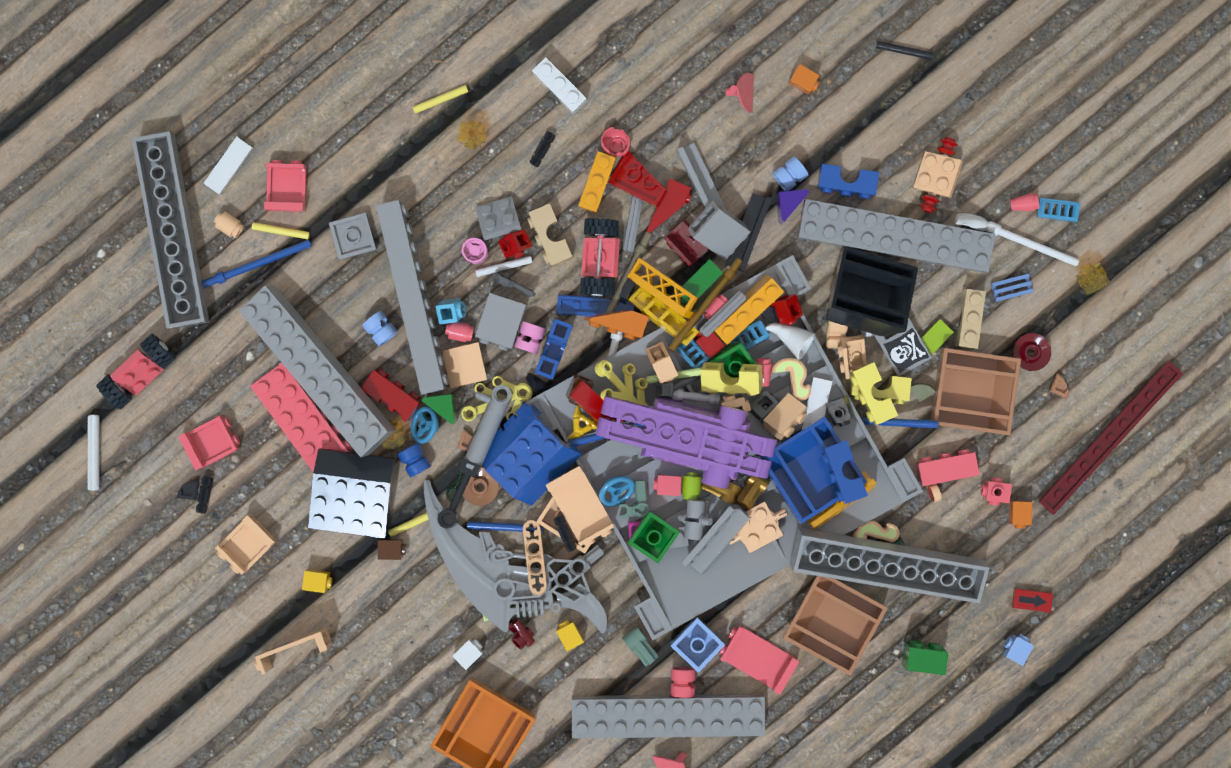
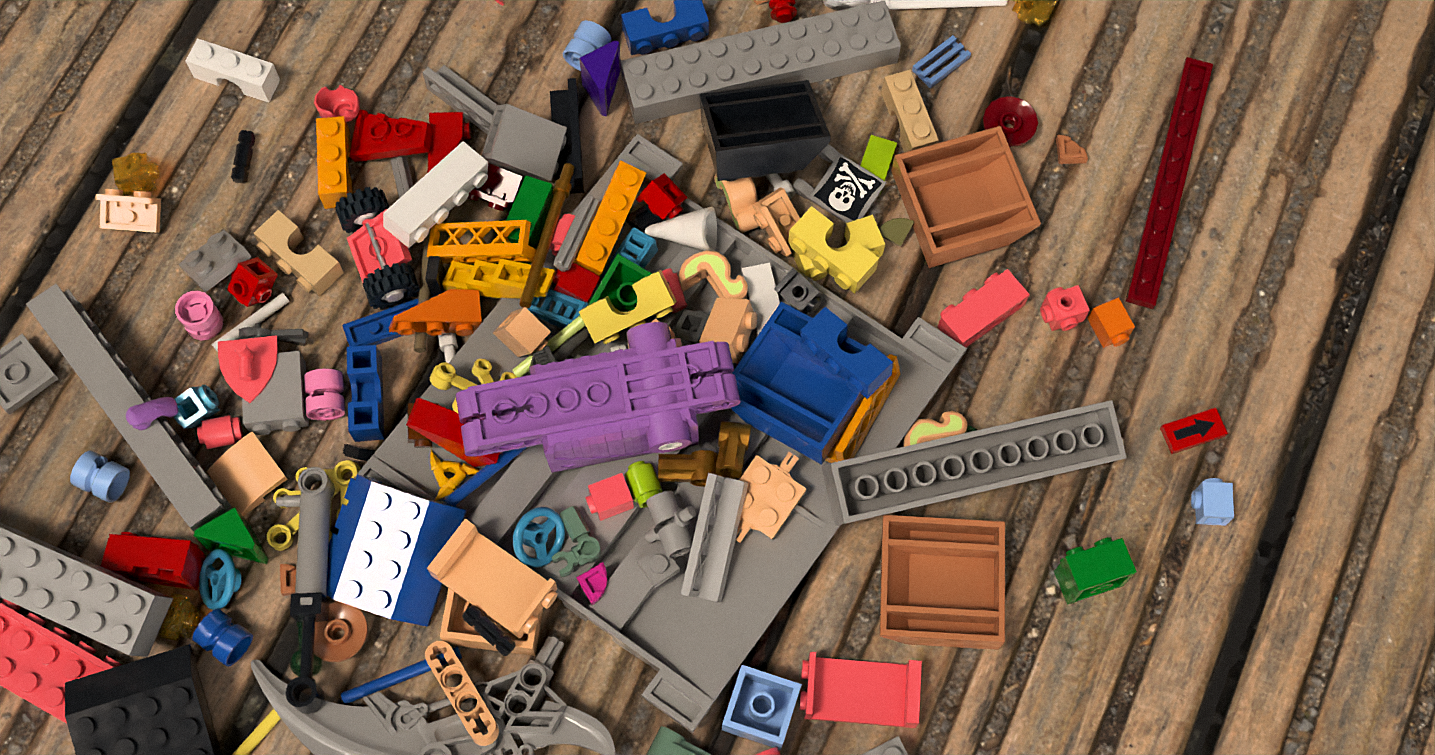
camera: 25 degrees left, 20 degrees down
(424, 313) = (142, 415): none -> medium lavender piece
(440, 99) = (78, 154): light yellow bar -> none
(458, 158) = (129, 212): none -> light nougat bracket
(492, 300) = (248, 364): none -> coral shield
(649, 244) = (436, 195): none -> white brick
(653, 537) = (621, 576): green slope -> none
(905, 423) = (893, 273): blue bar -> none
(934, 493) = (982, 349): light nougat tile -> none

